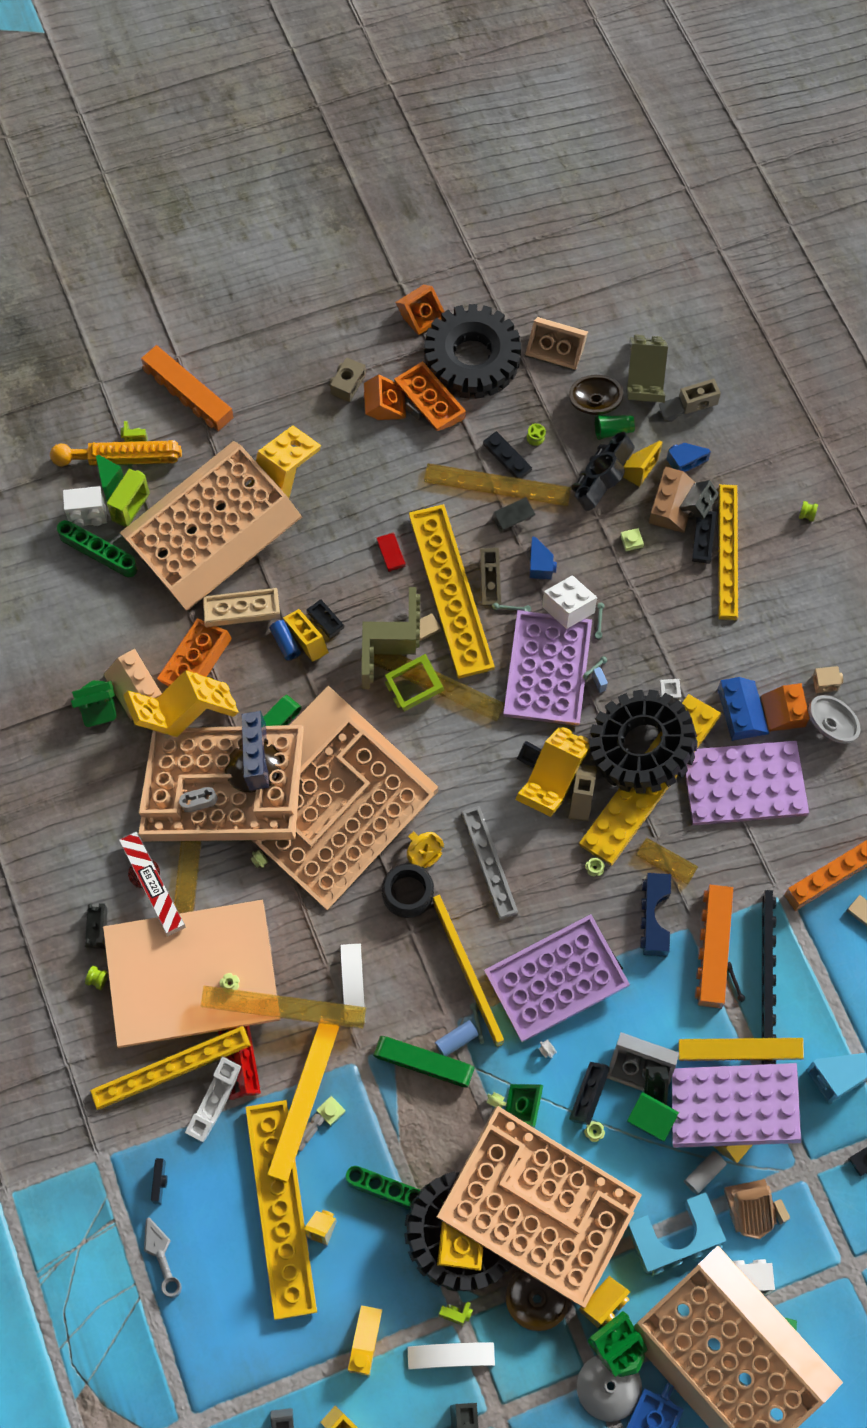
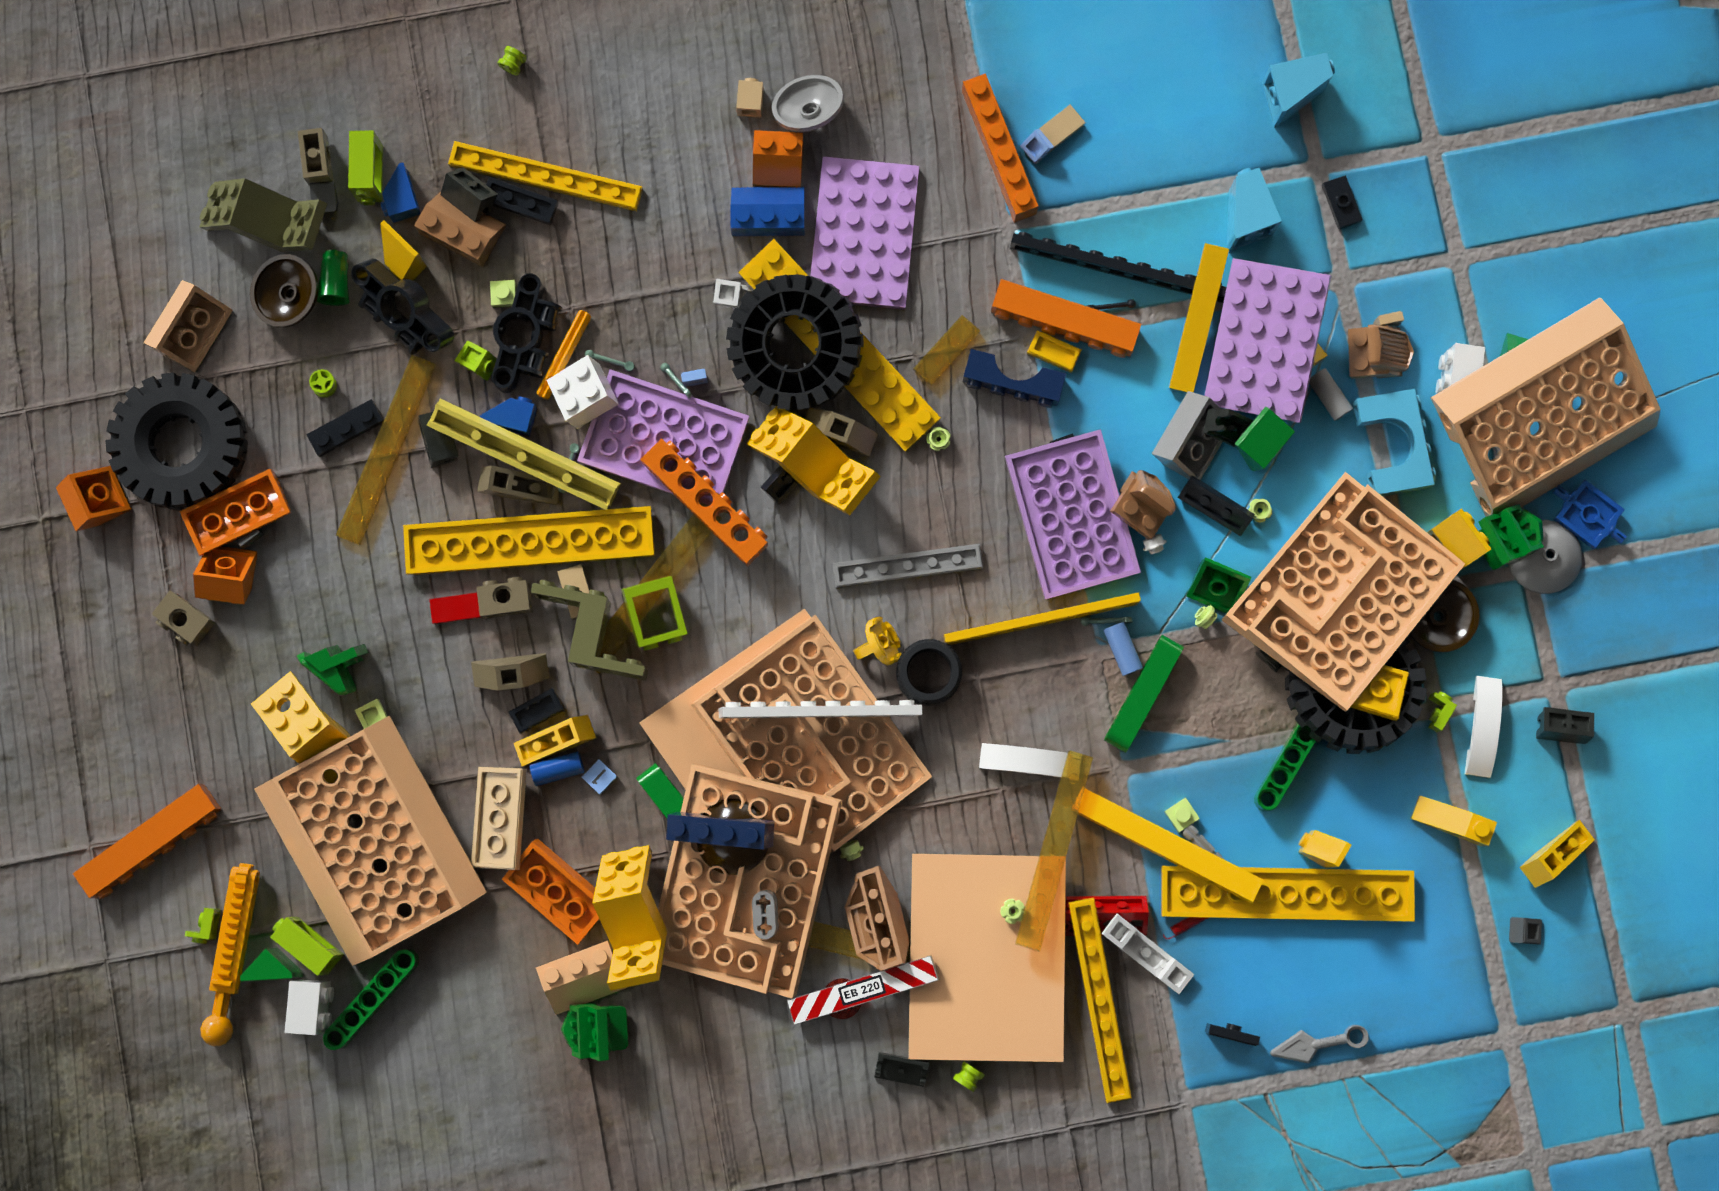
camera: 80 degrees left, 15 degrees up
(207, 885) = (877, 920): none -> medium nougat wedge
(242, 1130) = (1185, 924): none -> red piece
(284, 671) = (599, 777): none -> light blue tile
(305, 510) = (371, 713): none -> yellowish green plate
(331, 477) = (331, 666): none -> green piece
(351, 595) = (510, 672): none -> dark tan slope
(359, 801) = (809, 709): none -> white plate
(403, 570) = (518, 603): none -> dark tan brick
(512, 572) = (523, 454): none -> light yellow tile
(528, 661) = (745, 550): none -> orange brick
(576, 531) = (476, 360): none -> lime bracket
(579, 1032) = (1144, 503): none -> medium nougat piece
(586, 564) = (528, 359): none -> black piece
(604, 590) = (565, 351): none -> light orange axle
(686, 943) = (1054, 351): none -> yellow tile
(701, 427) = (365, 167): none -> lime window
(849, 899) = (1037, 146): none -> light blue tile

